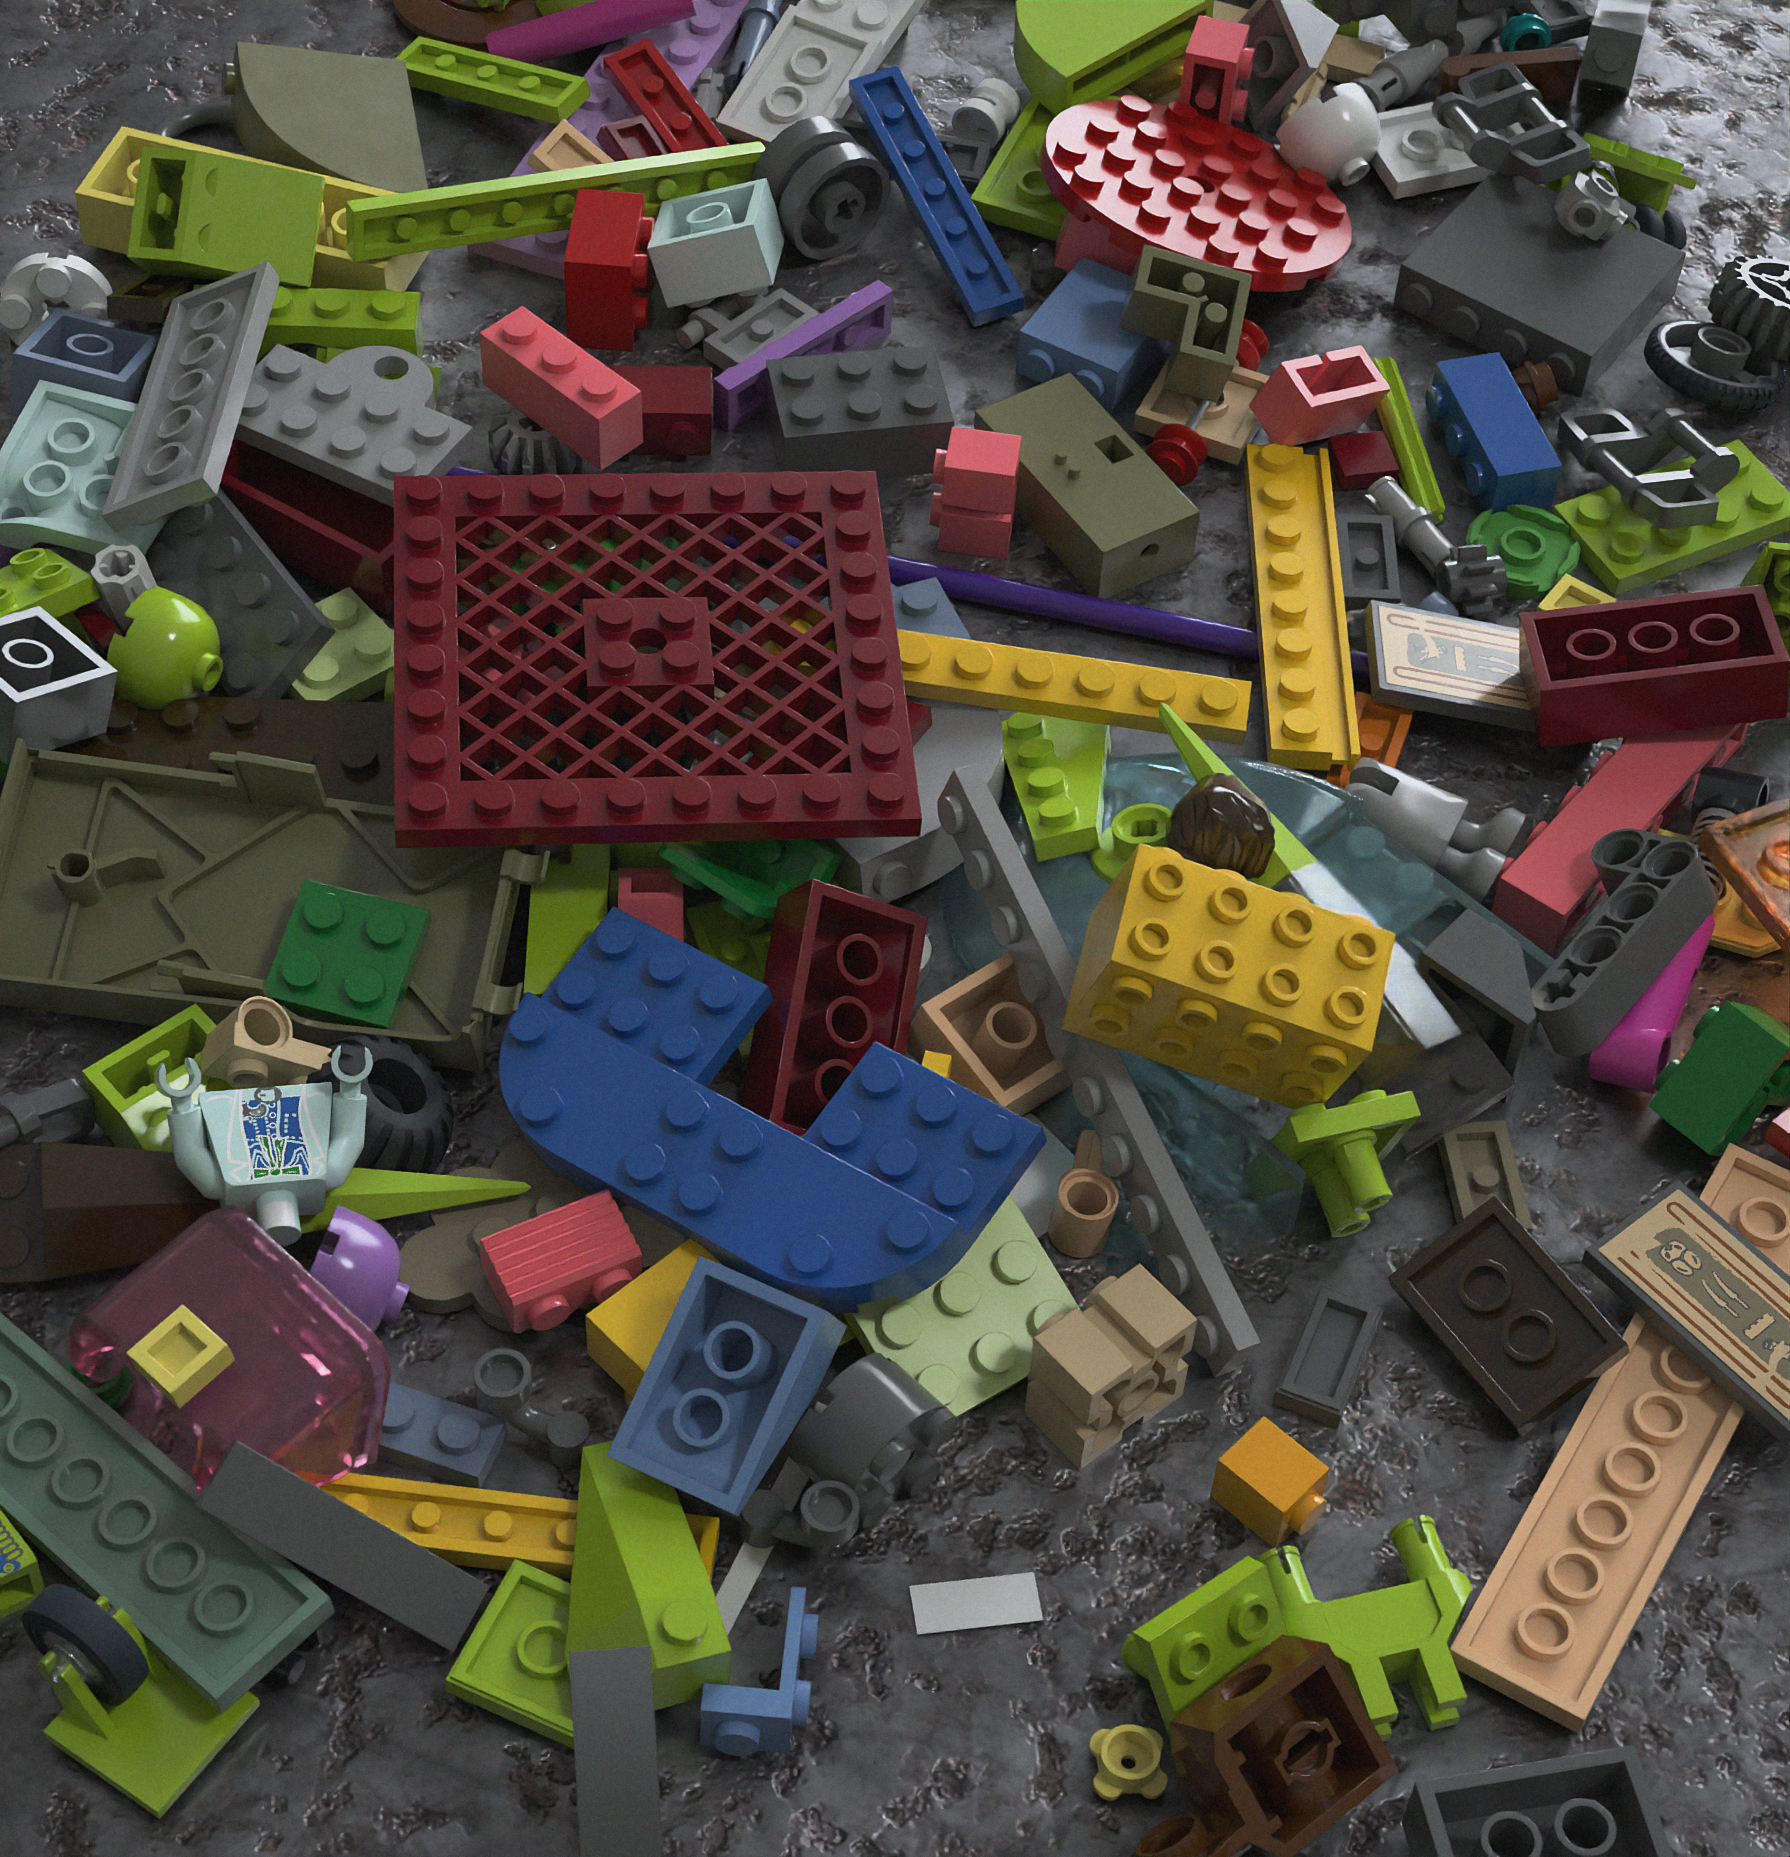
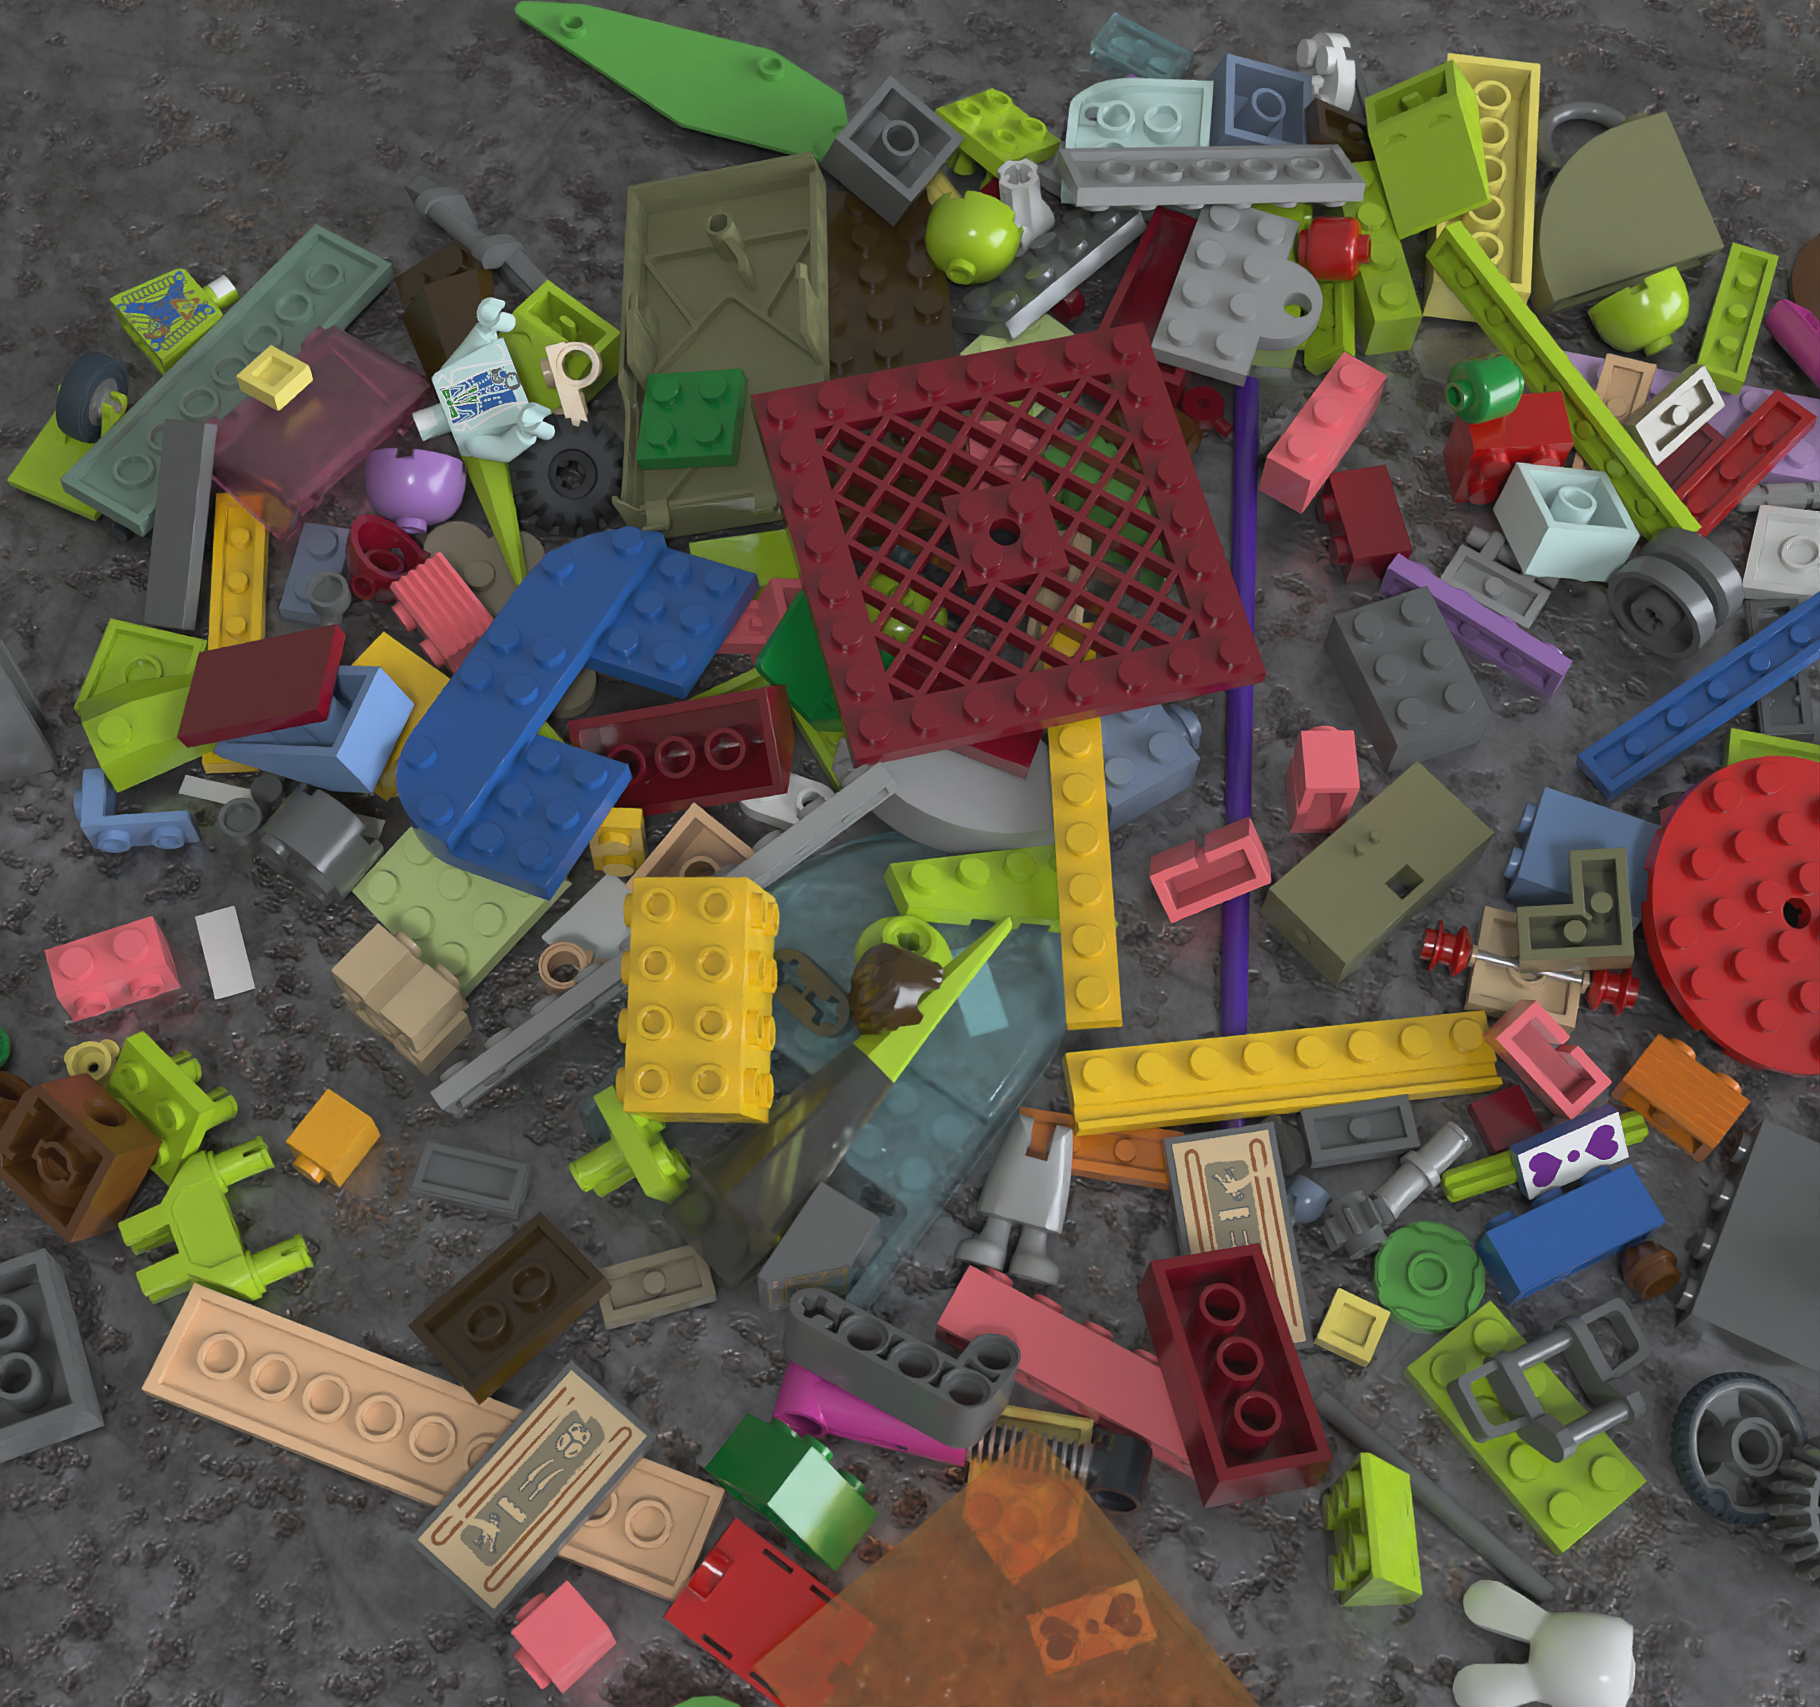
camera: 80 degrees right, 15 degrees up
(316, 325) = (1334, 248): none -> red head
(460, 137) = (1643, 314): none -> lime cylinder
(462, 1329) = (371, 557): none -> dark red helmet
(569, 224) = (1484, 388): none -> green head
(614, 121) = (1674, 413): none -> plate
(668, 1425) = (262, 686): none -> dark red tile
(1001, 1712) = (112, 969): none -> coral brick
(1071, 592) = (1201, 877): none -> coral piece
(1366, 314) = (1681, 1097): none -> orange brick
(1415, 406) = (1569, 1151): none -> tile

